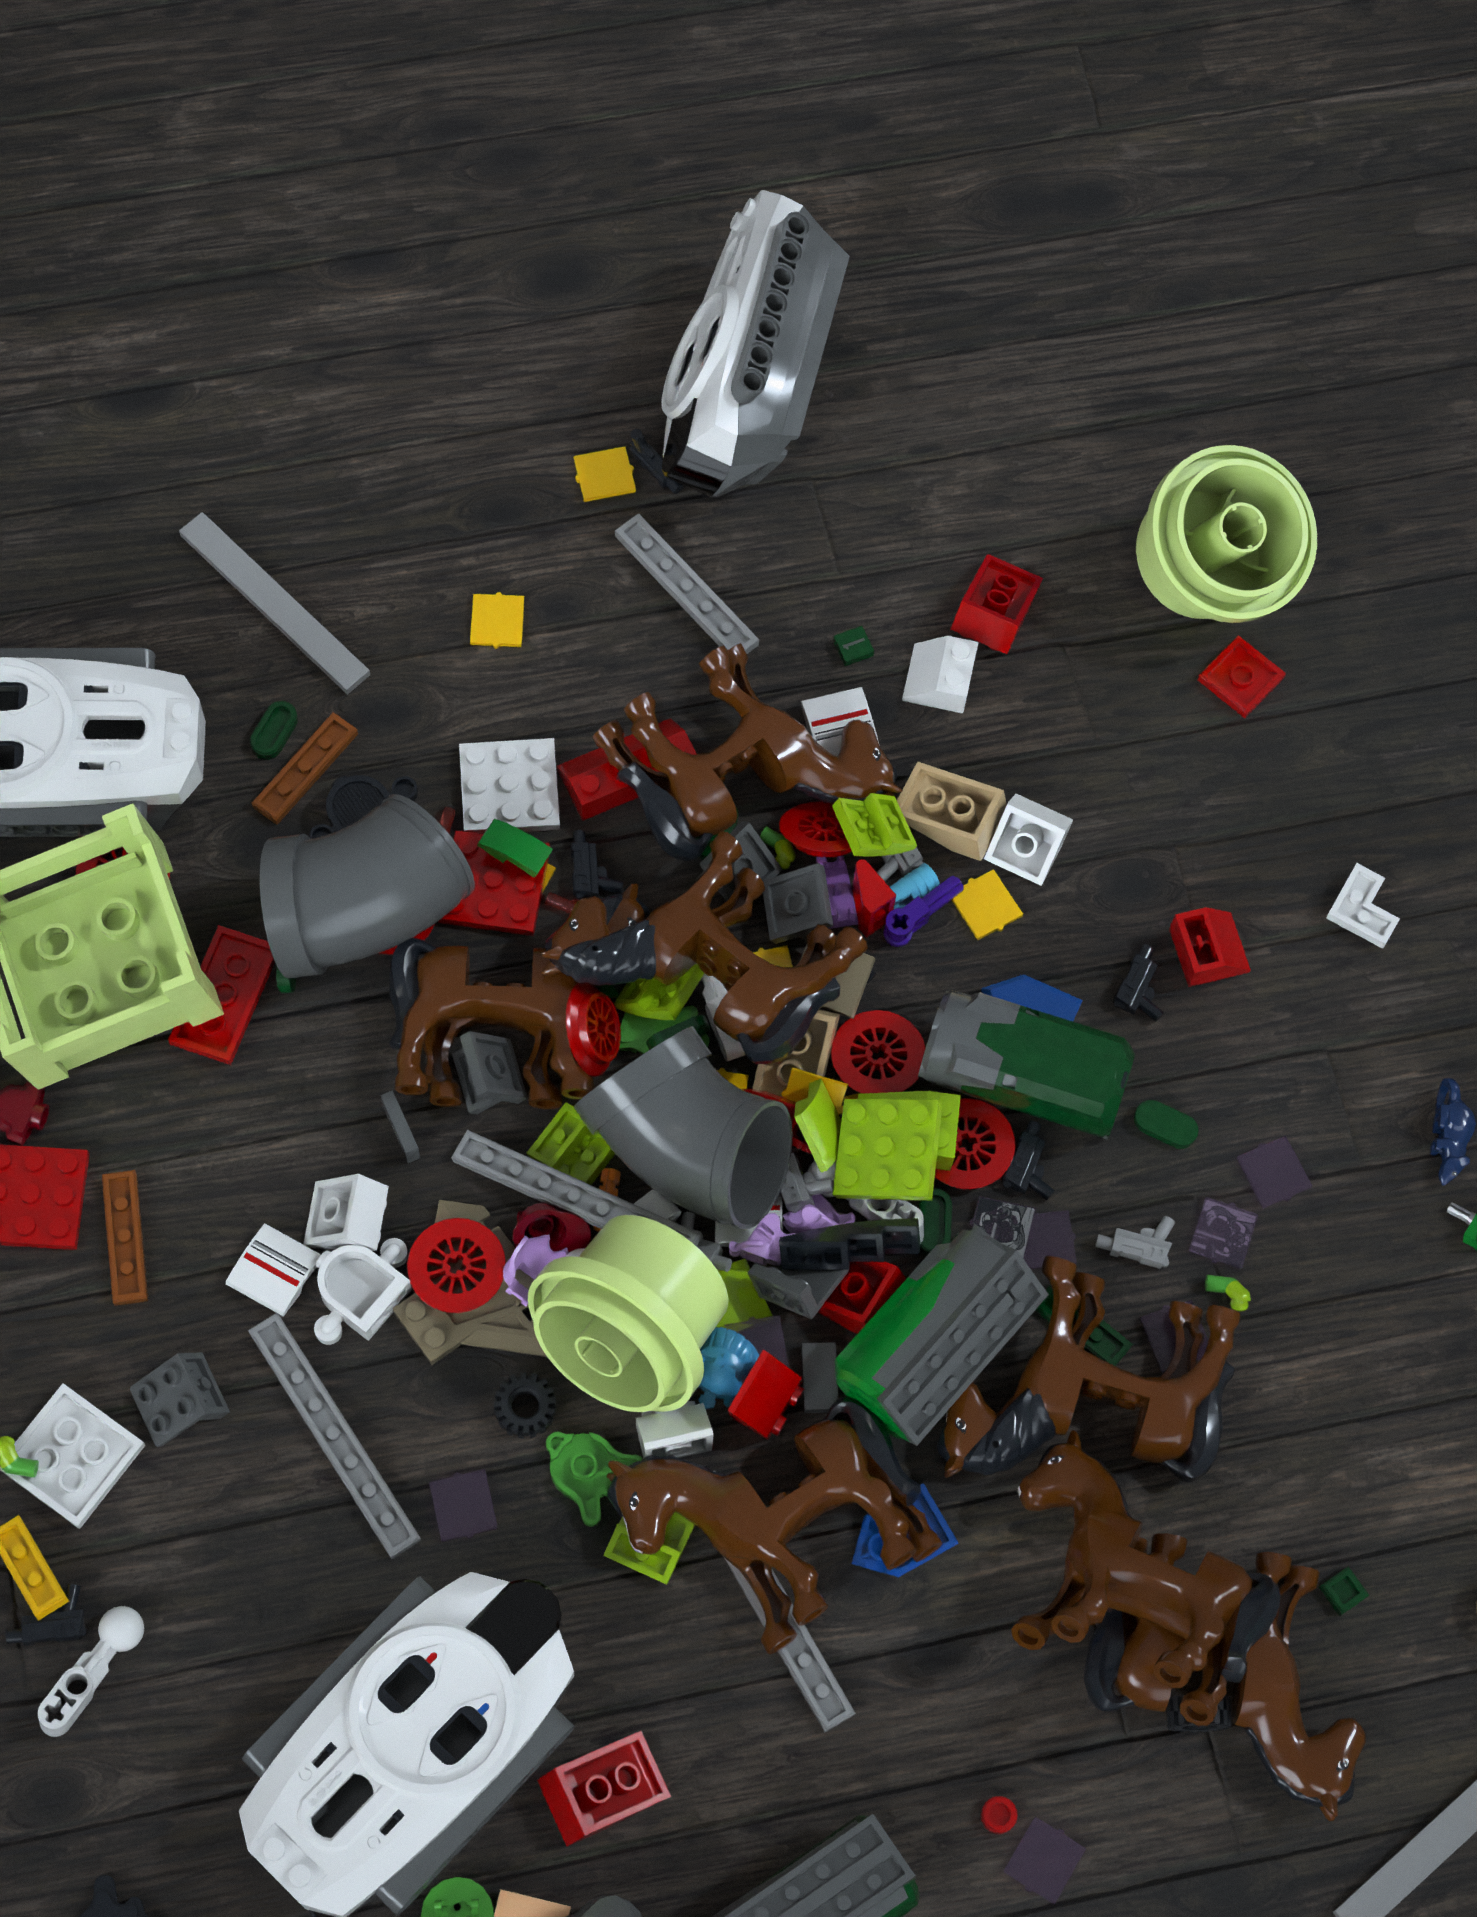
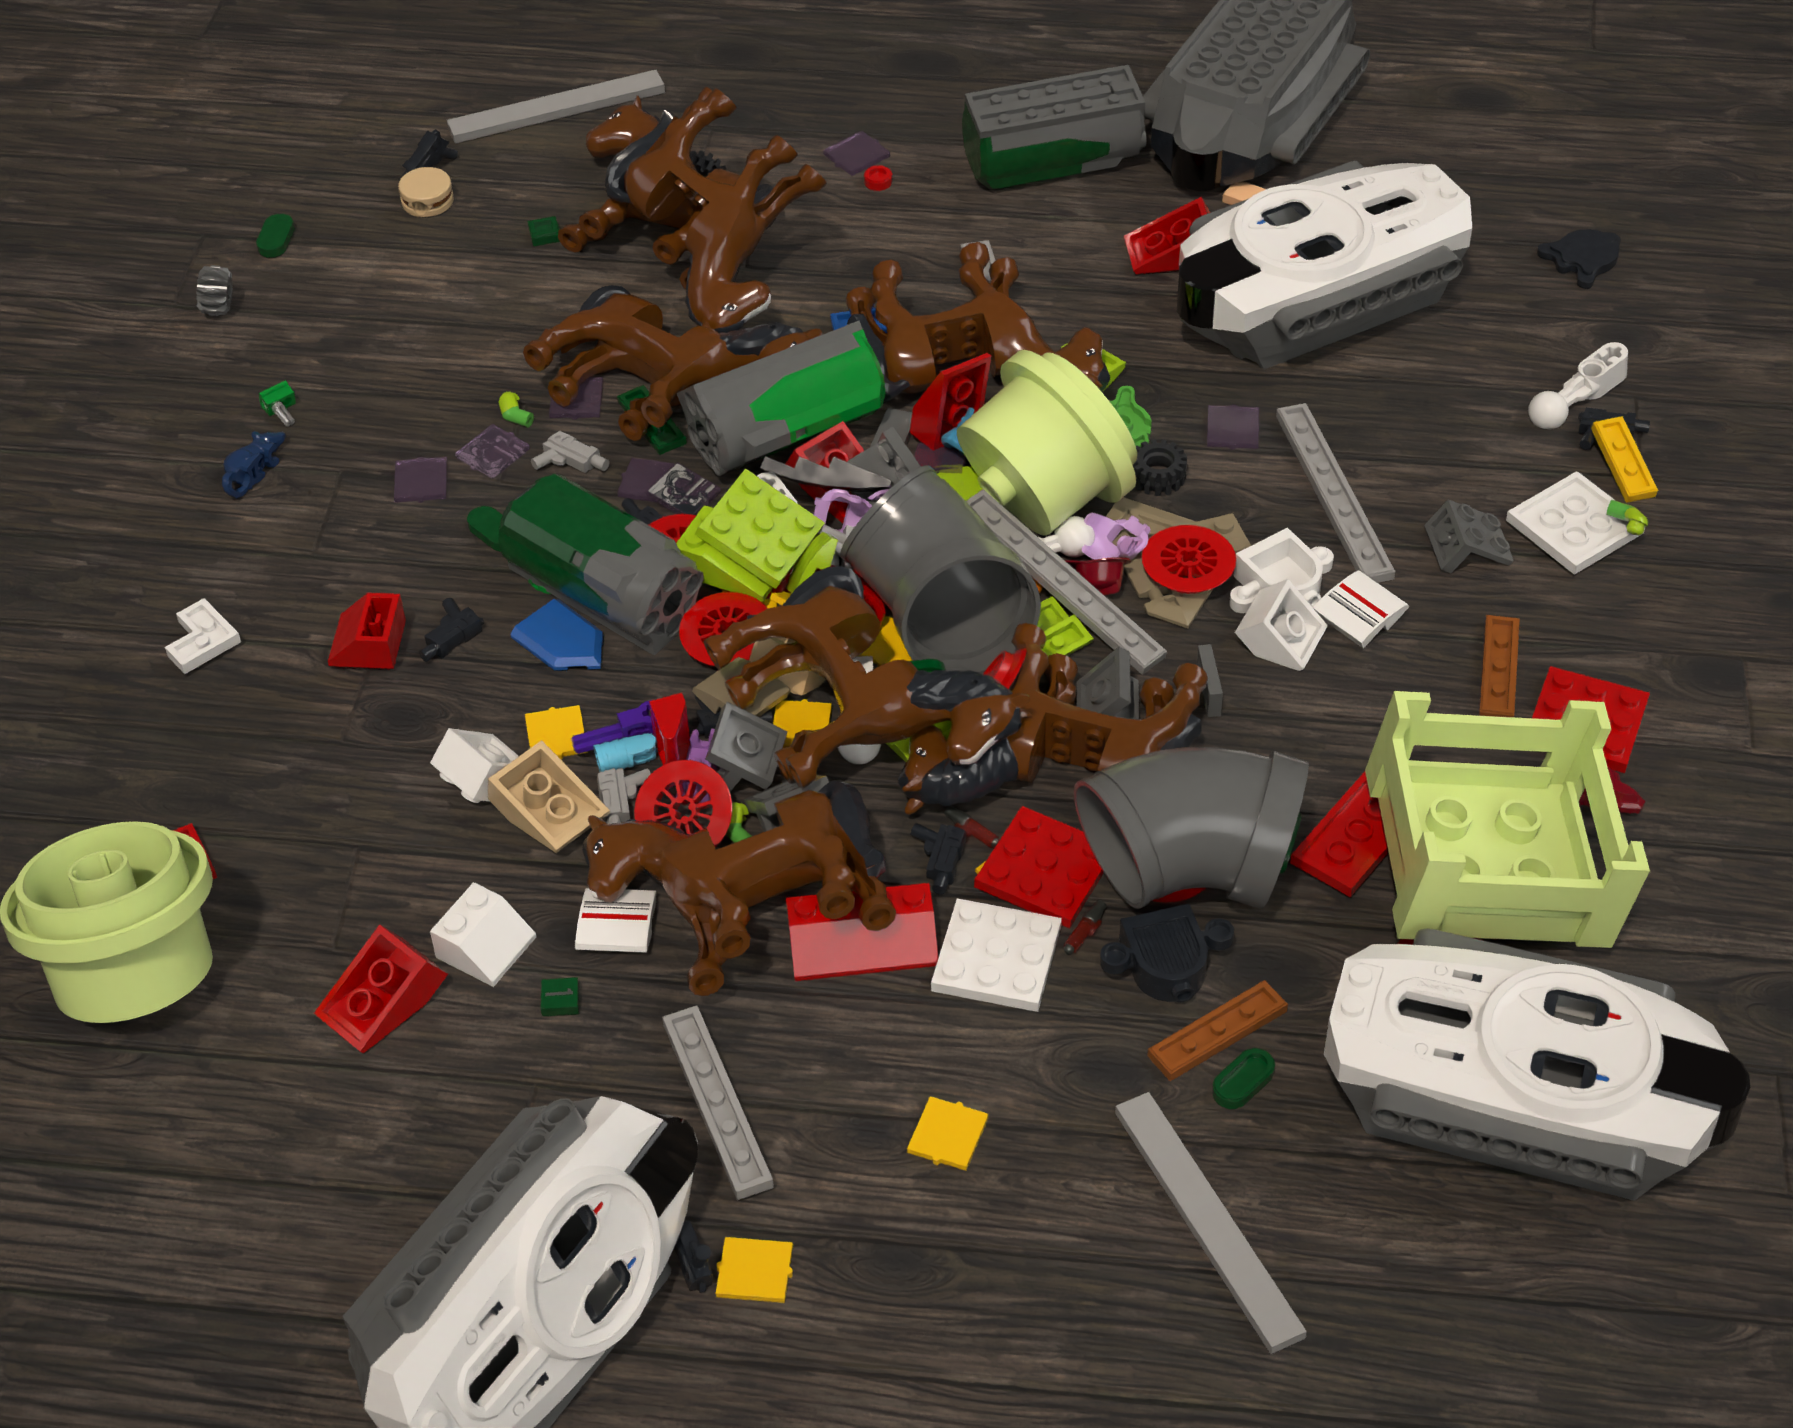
camera: 155 degrees left, 20 degrees down
(515, 845) = (1016, 861): green slope -> none
(874, 825) = (635, 783): lime slope -> none

